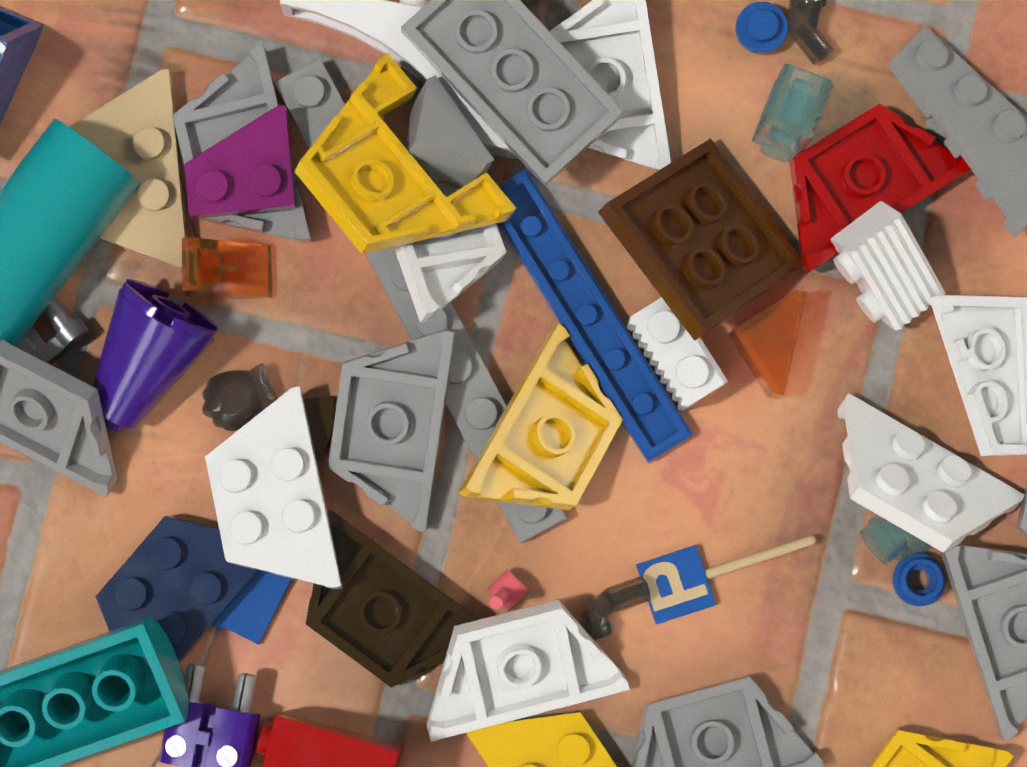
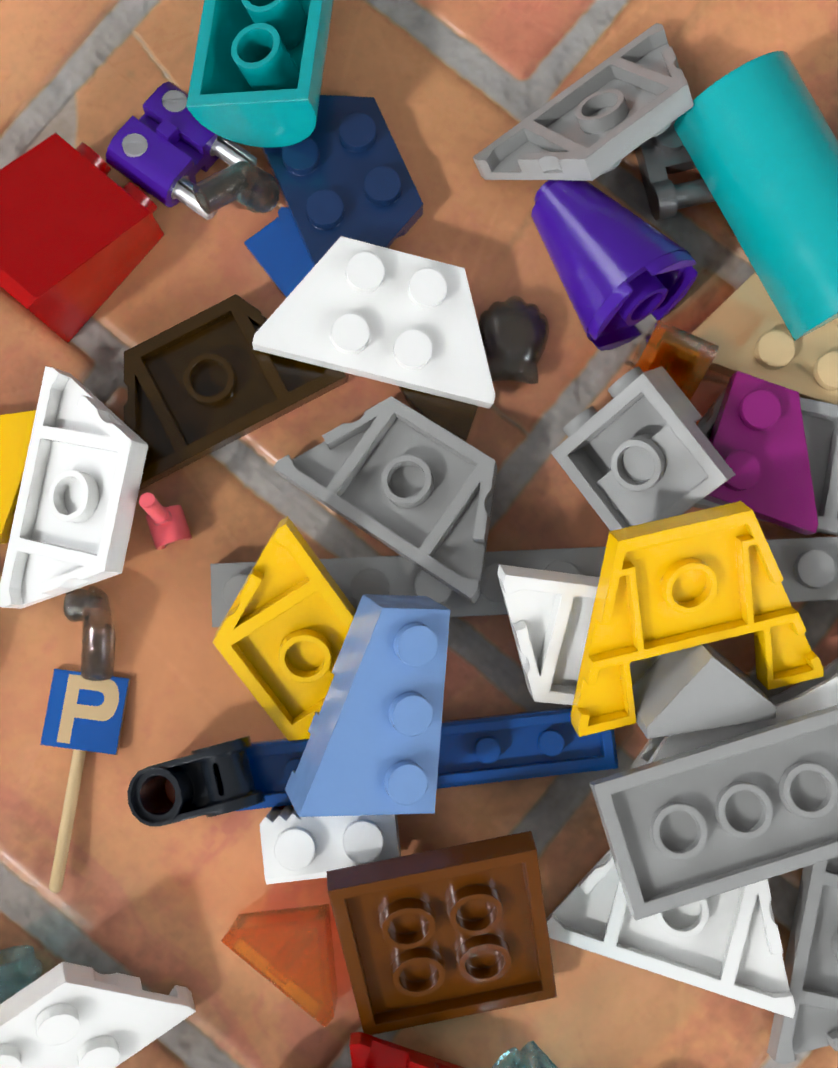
camera: 115 degrees right, 0 degrees up
(217, 660) = (238, 183): none -> clear smoke arm
(287, 258) = (641, 452): none -> light grey plate
(567, 355) = (382, 717): none -> medium blue wedge
(678, 461) = (204, 783): none -> black piece

